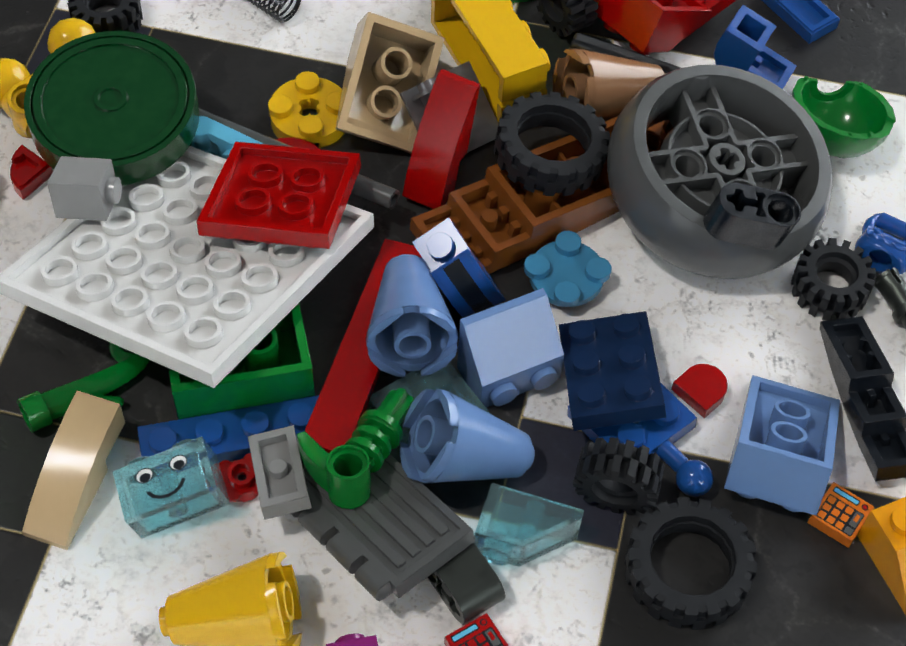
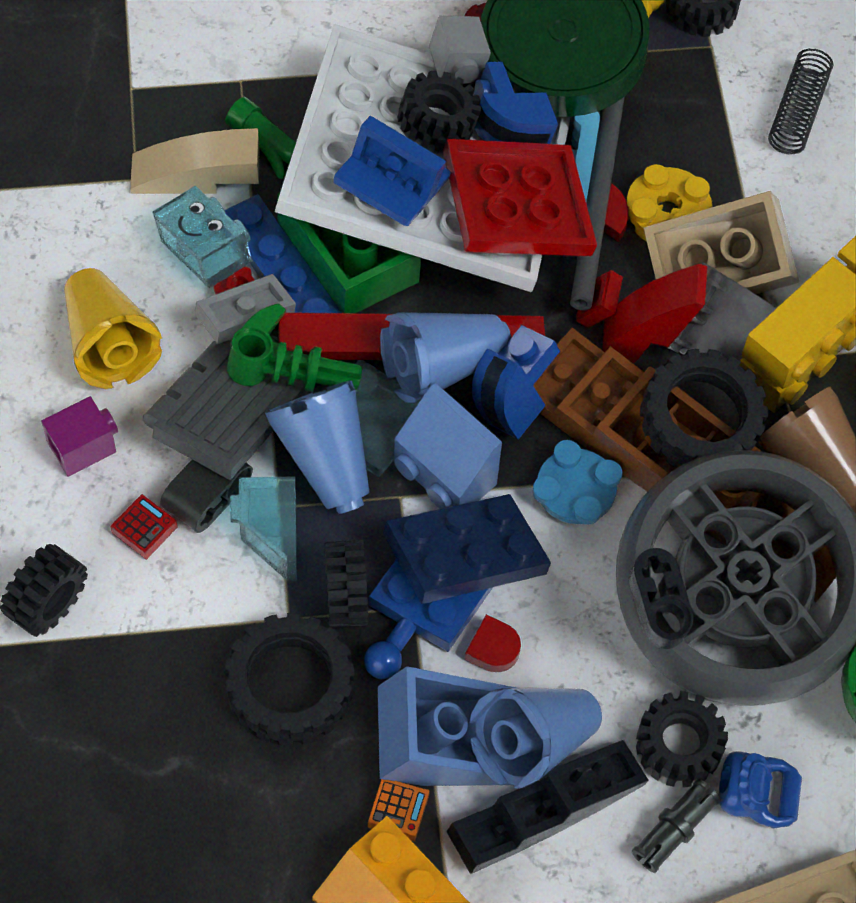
camera: 70 degrees right, 5 degrees up
(153, 222) = (440, 94): none -> black tyre
(179, 178) = (512, 115): none -> blue brick
(222, 269) = (391, 172): none -> blue bracket
(396, 179) = (604, 299): none -> red tile
(821, 374) = (531, 731): none -> medium blue cone

